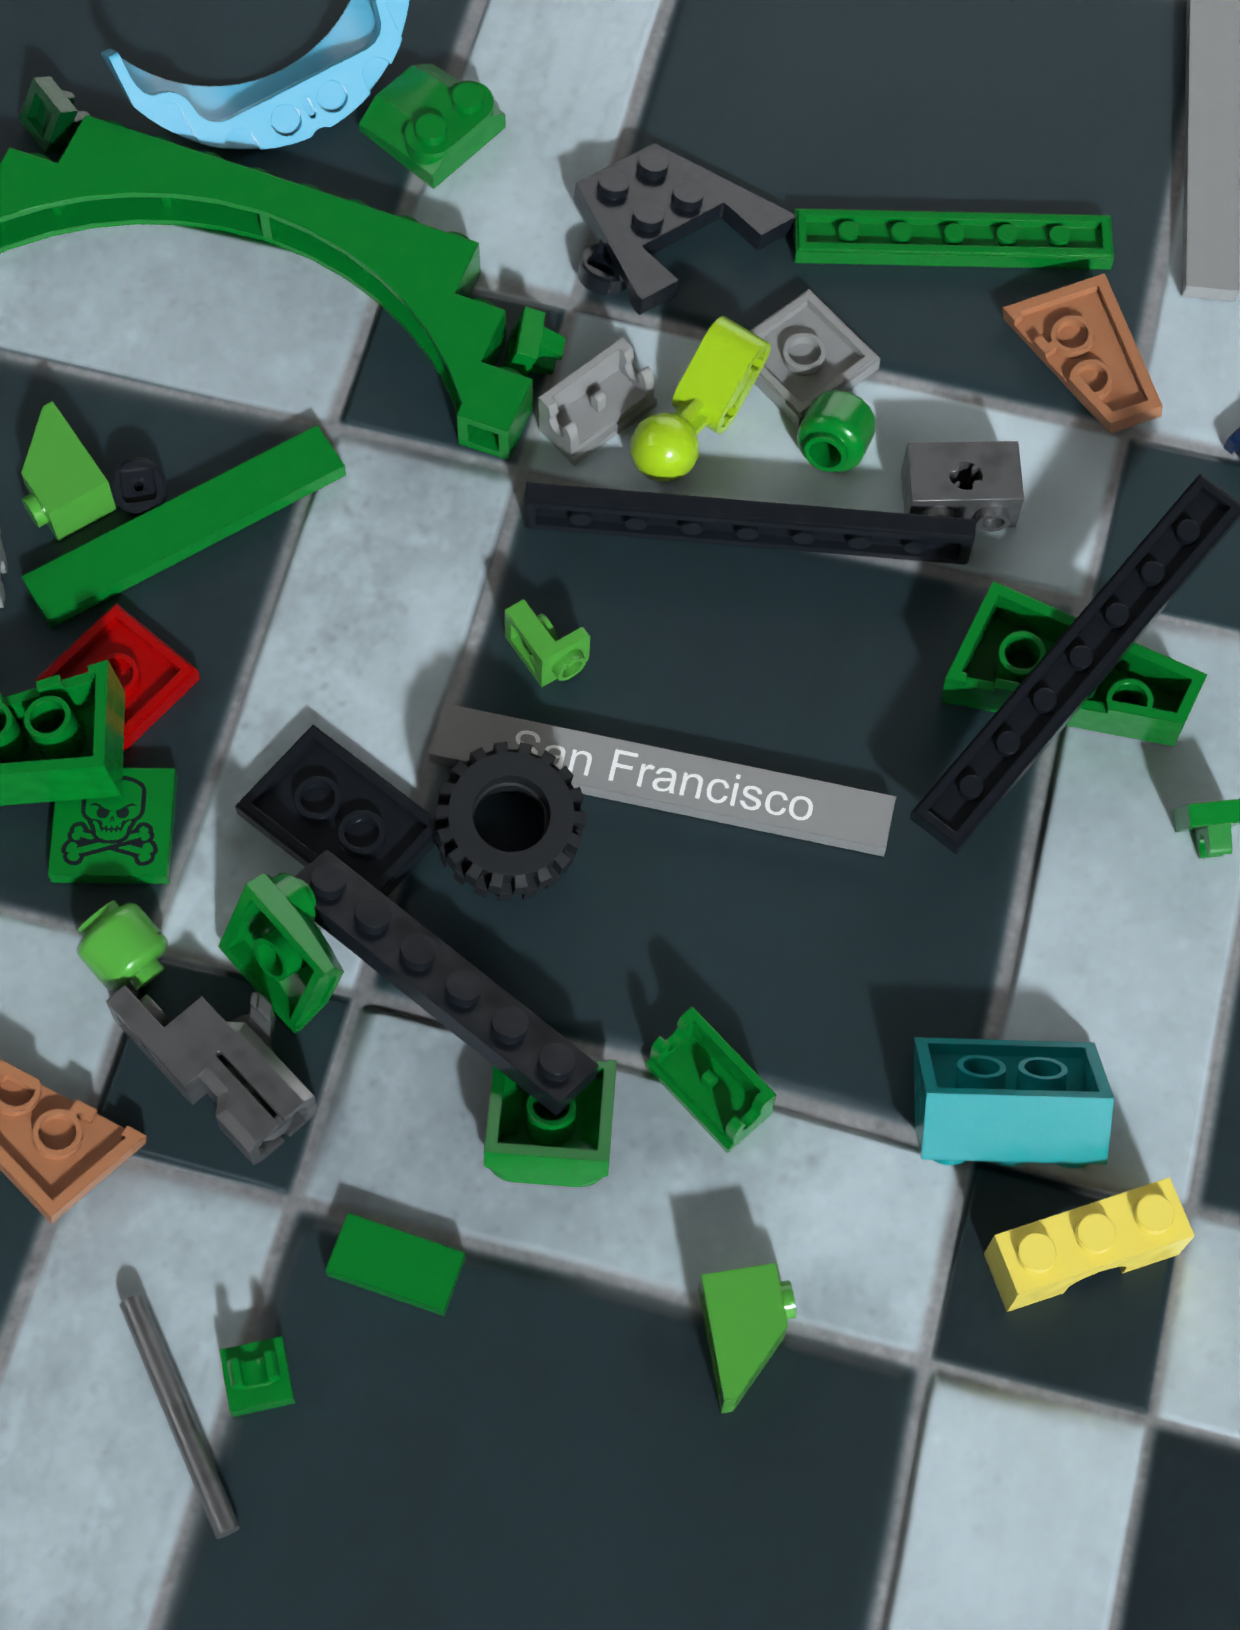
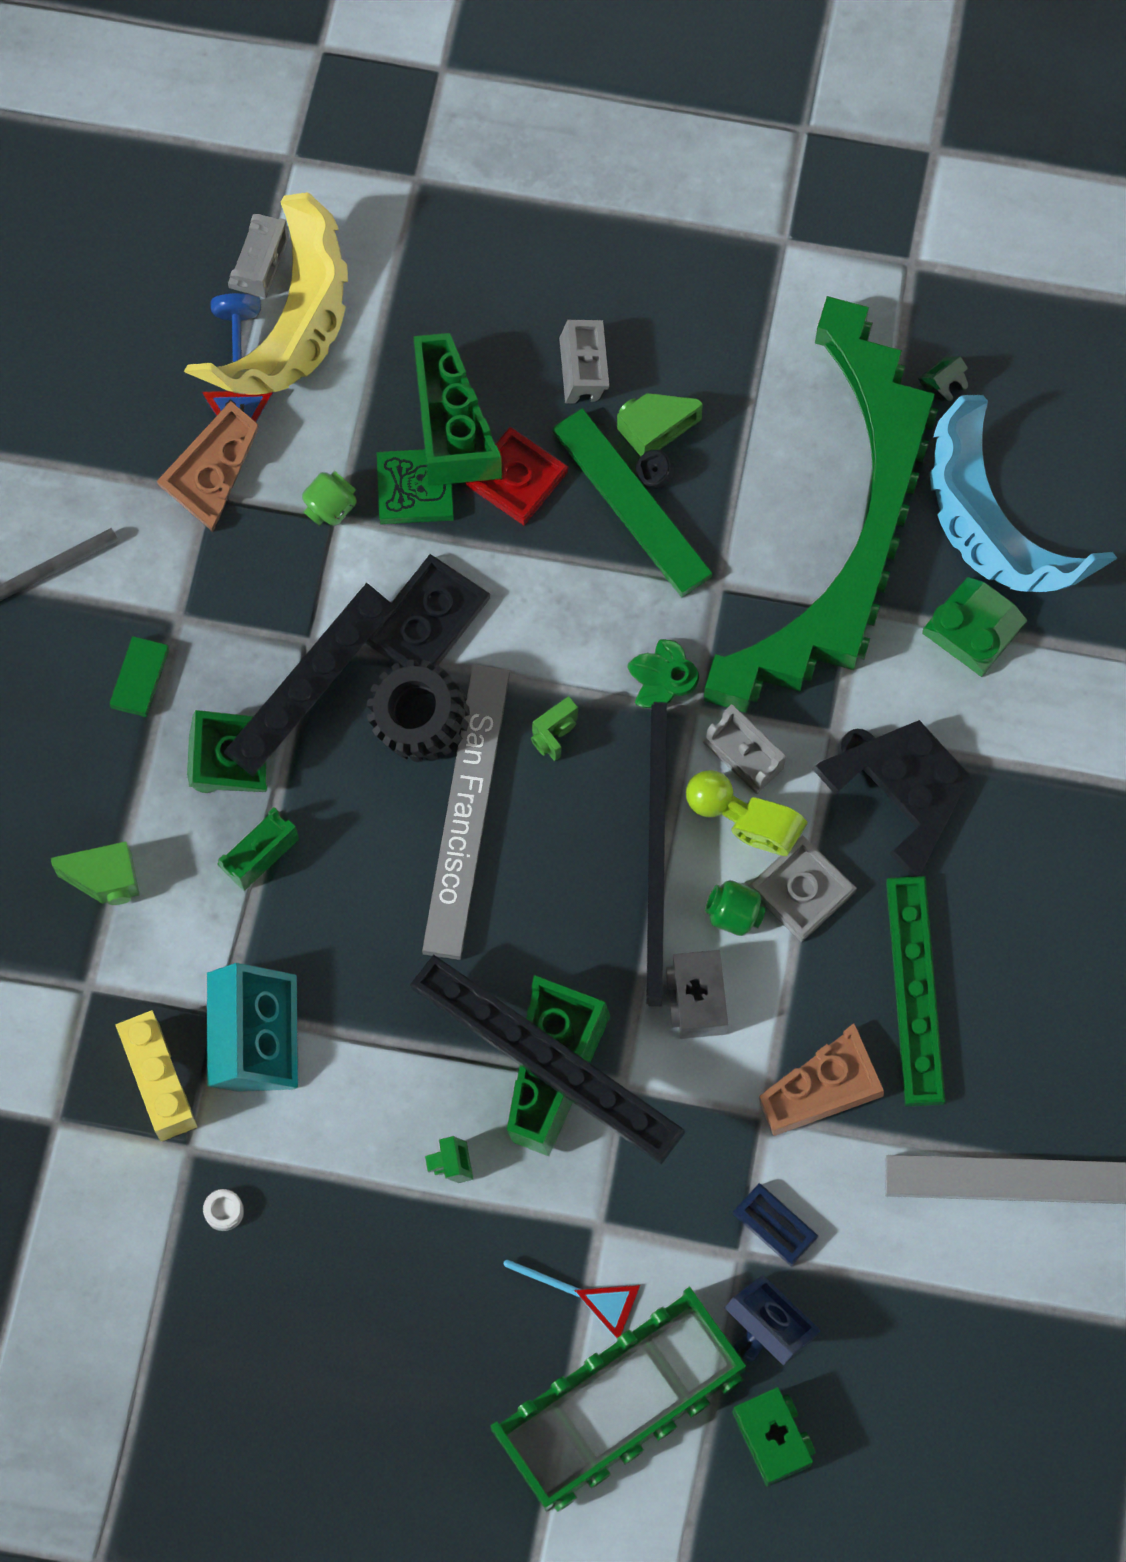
camera: 90 degrees right, 5 degrees up
(227, 1061) = (257, 565): flat silver plate -> none
(257, 1376) = (71, 607): green tile -> none
(281, 947) = (335, 581): green slope -> none
(467, 507) = (658, 674): none -> green plate
(532, 345) = (784, 701): green tile -> none

